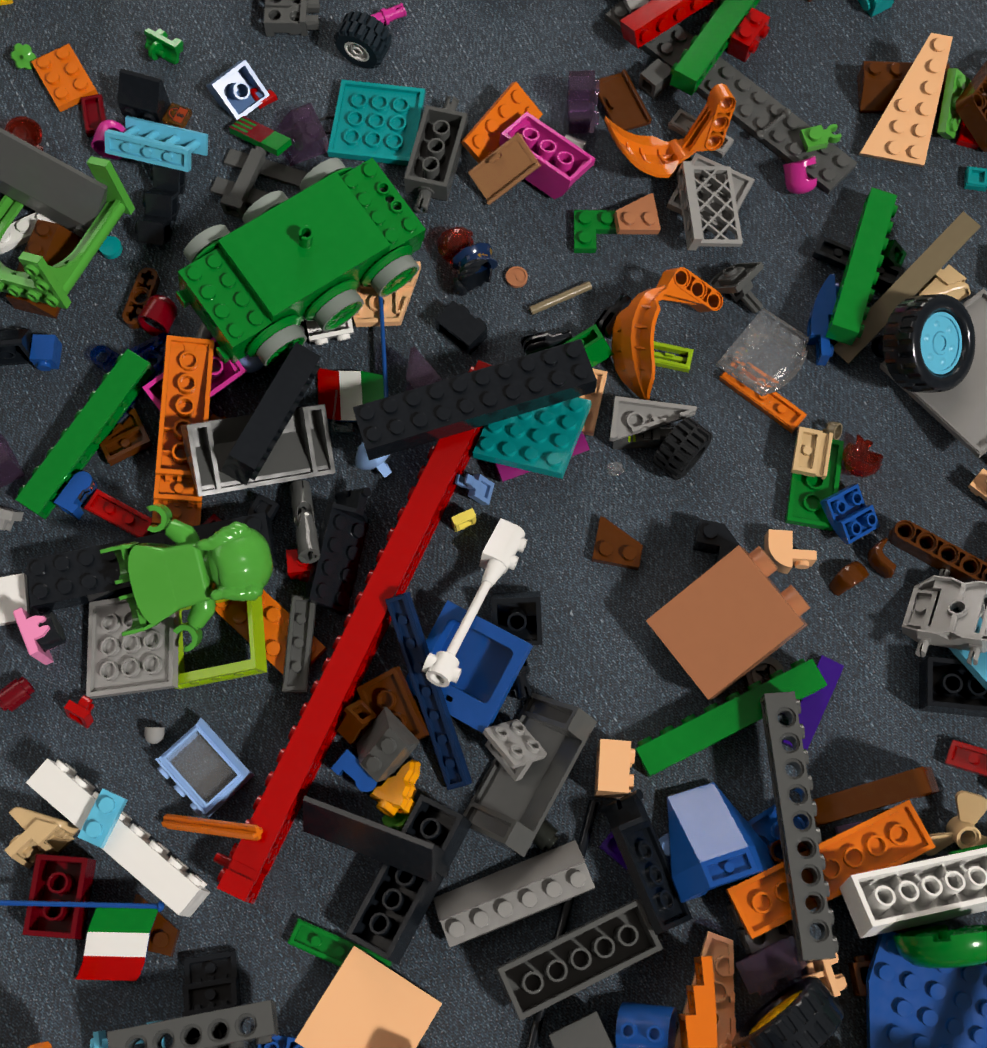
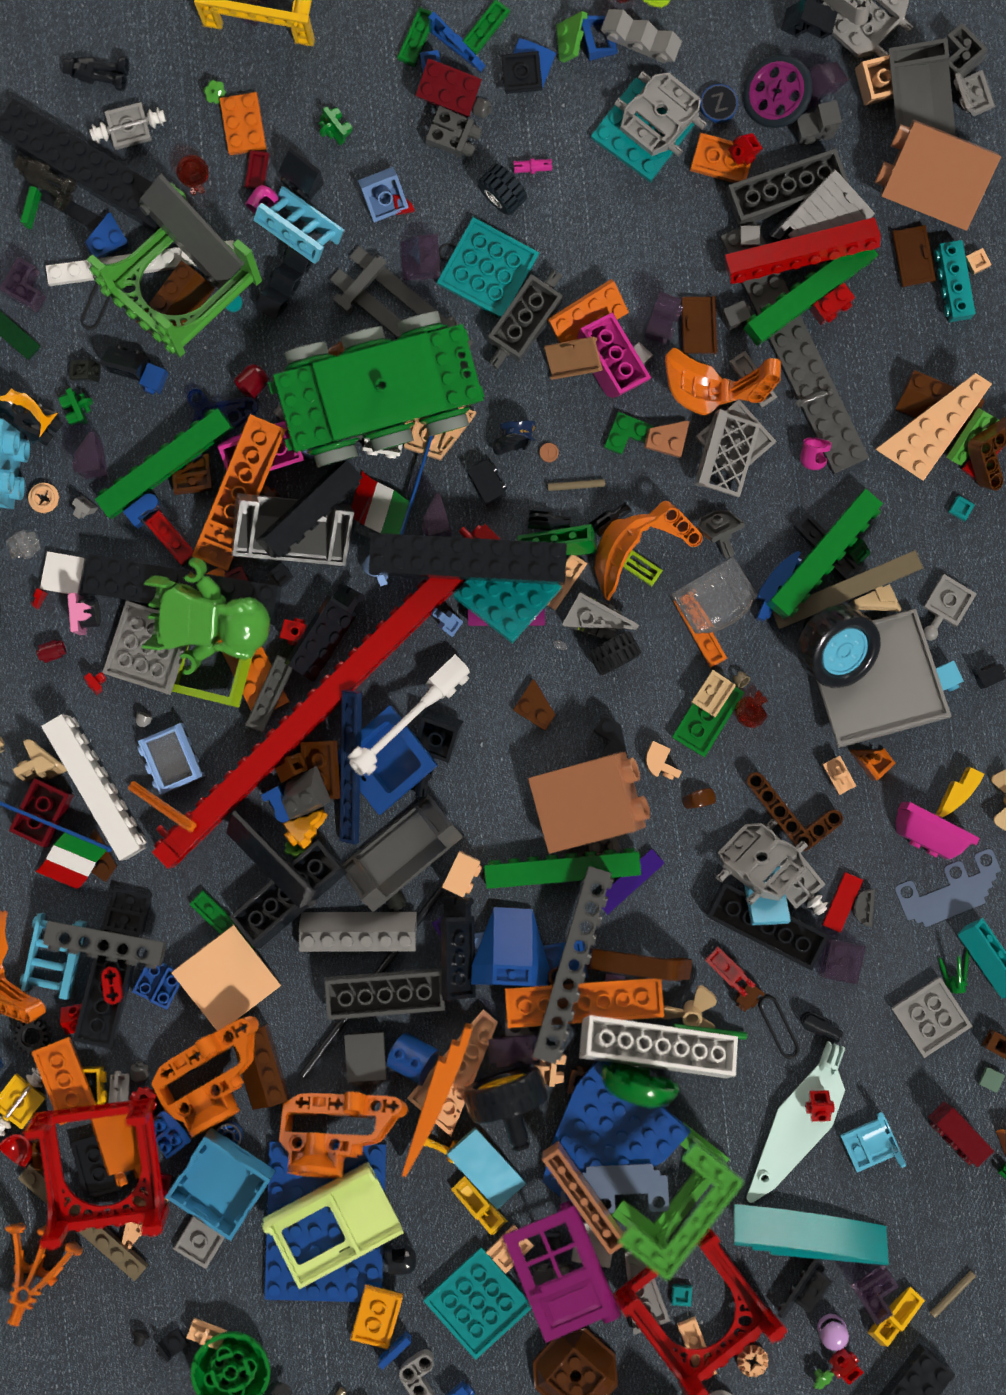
camera: 20 degrees right, 15 degrees up
(102, 818) = (87, 773): medium azure plate -> none
(140, 288) = (246, 343): reddish brown beam -> none
(177, 116) = (325, 198): tile -> none
(260, 135) = (387, 246): green tile -> none
(304, 519) = (304, 612): dark grey piece -> none
(453, 241) = (510, 406): clear red hat -> none
(463, 520) = (428, 643): light yellow tile -> none
(513, 747) = (398, 830): light grey bracket -> none
(817, 138) = (843, 424): bright green plate -> none
(849, 514) = (722, 751): blue slope -> none
(879, 561) = (726, 794): reddish brown hair -> none

